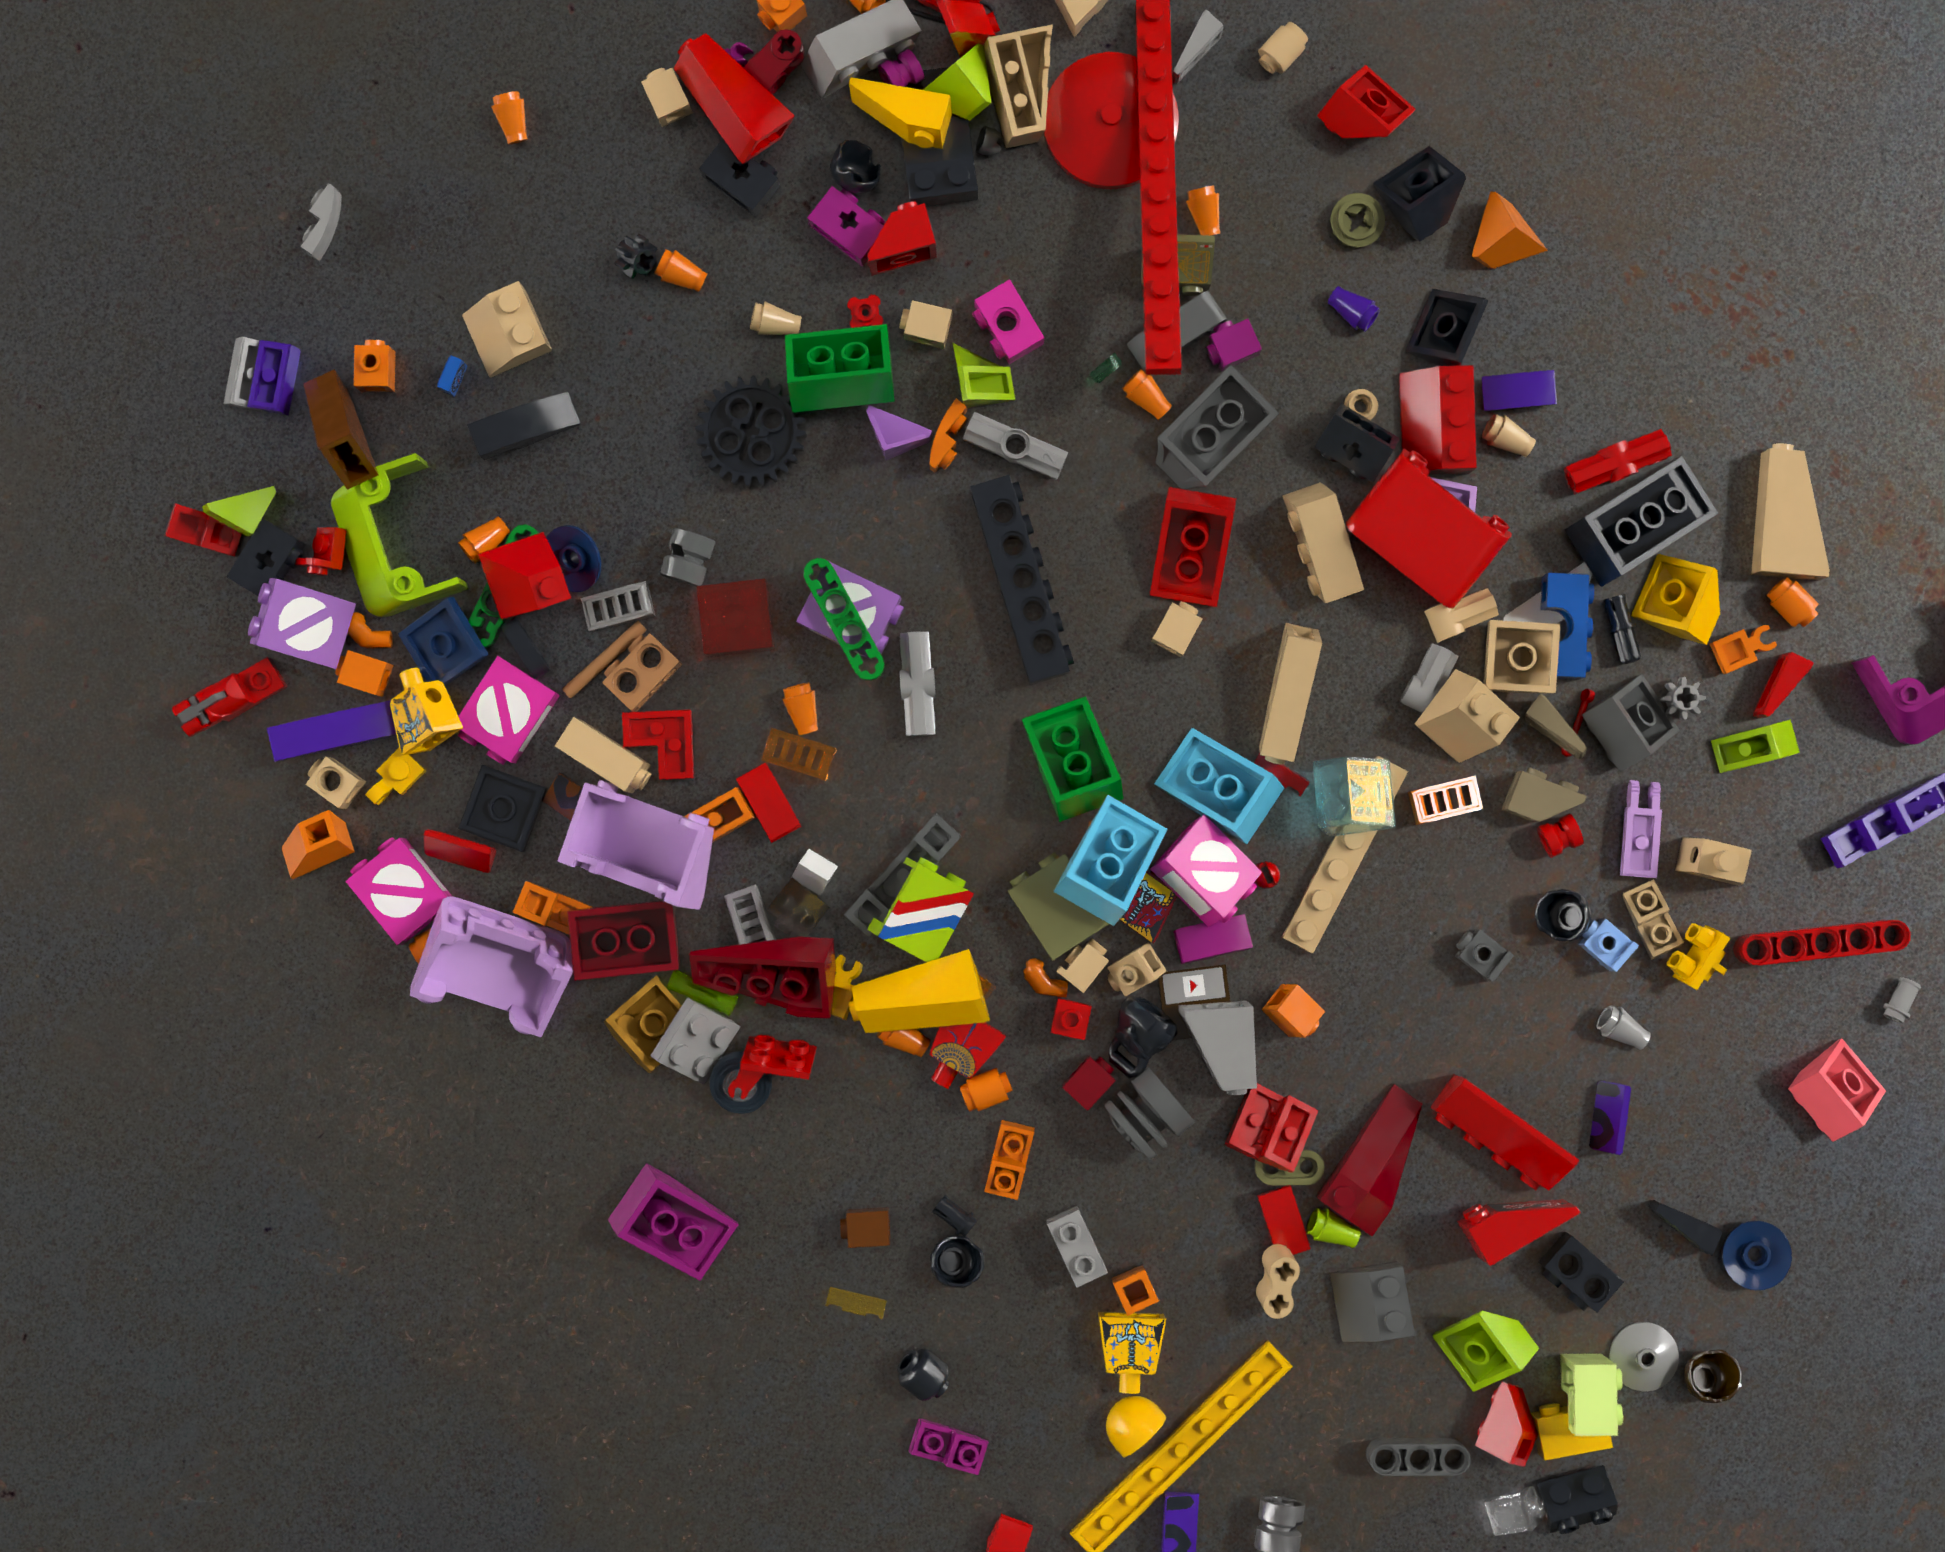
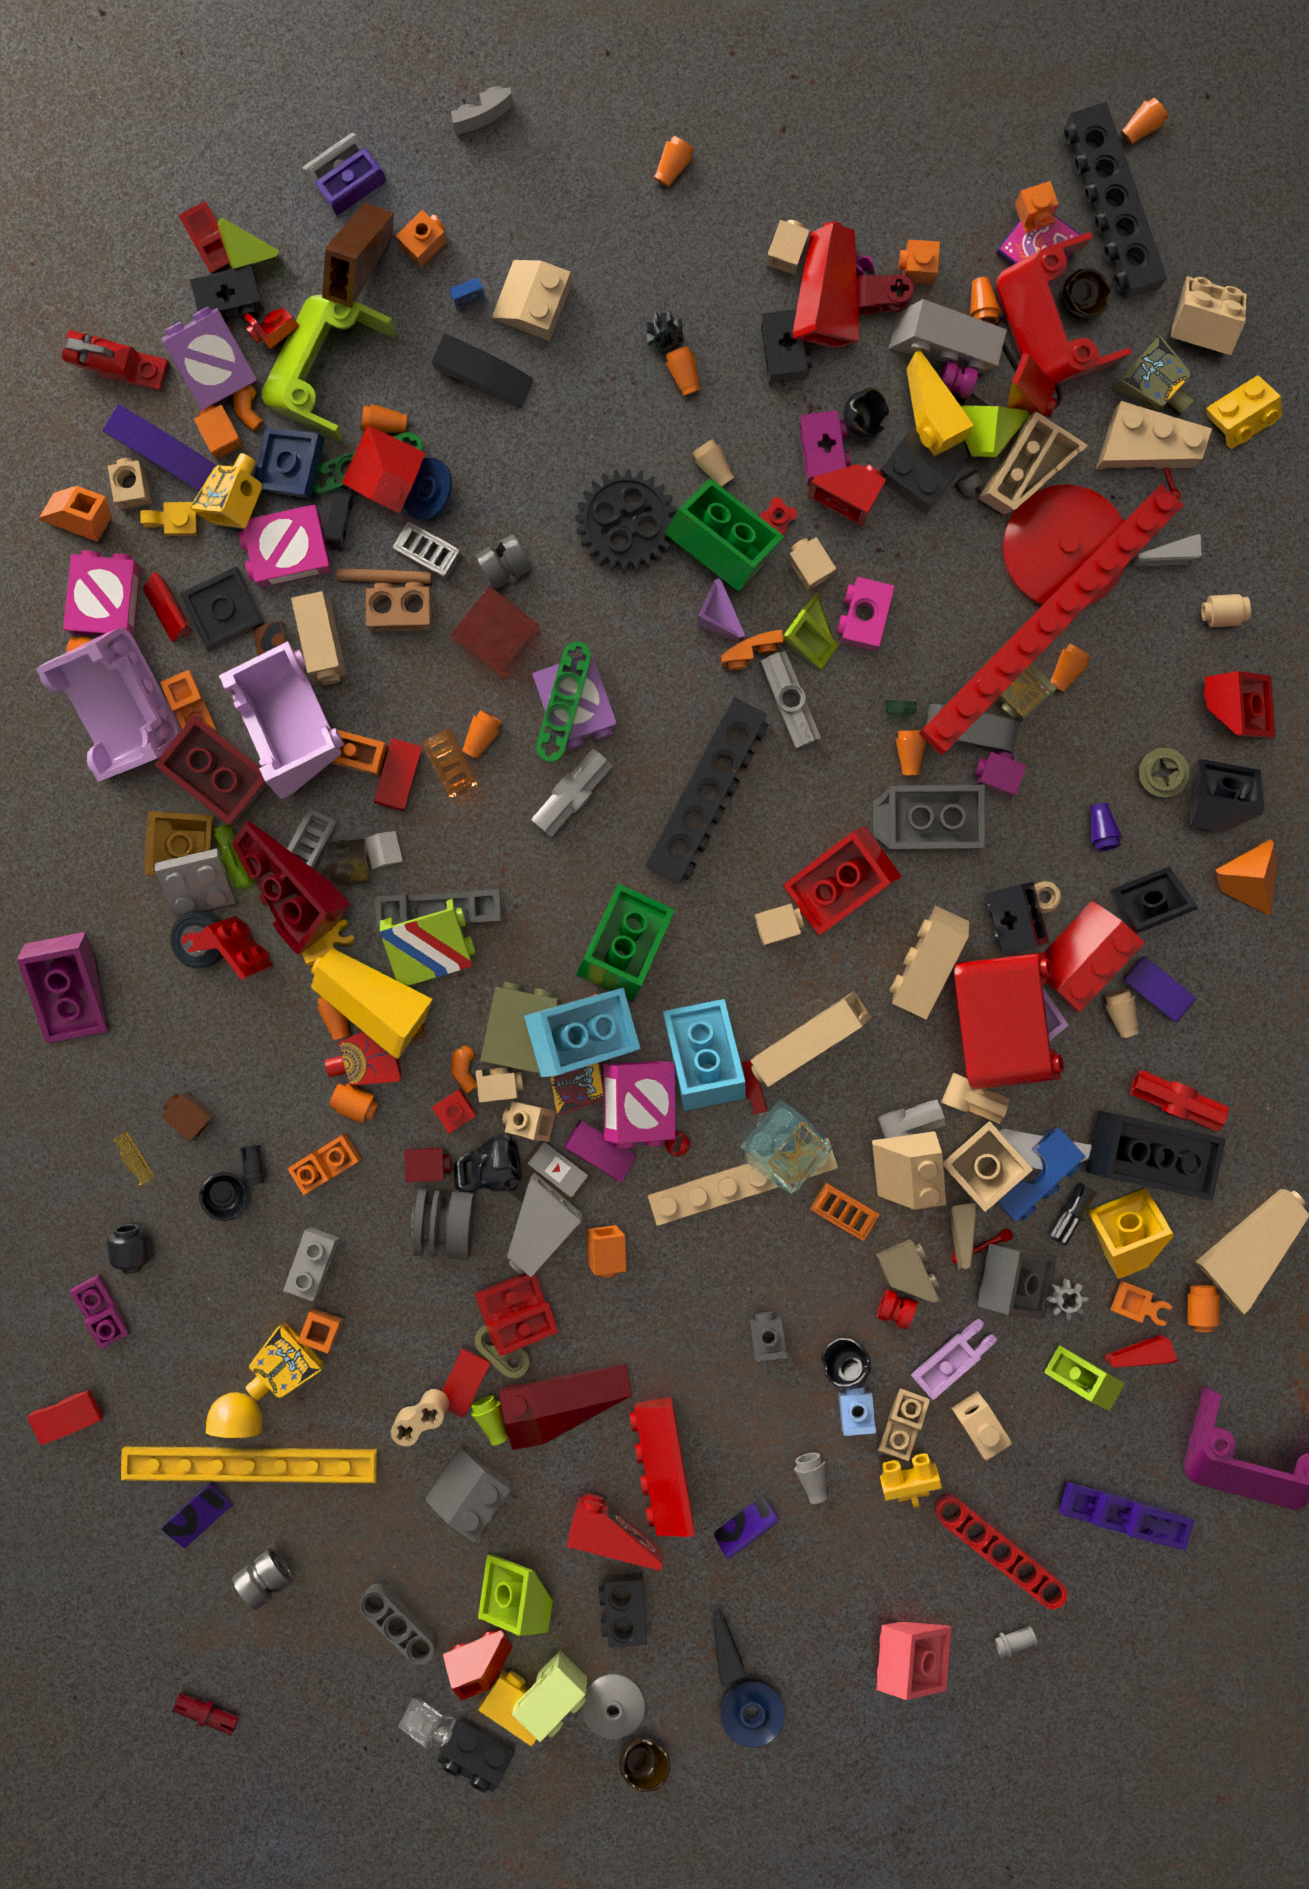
camera: 40 degrees right, 0 degrees up
(668, 731) = (378, 664): red plate -> none

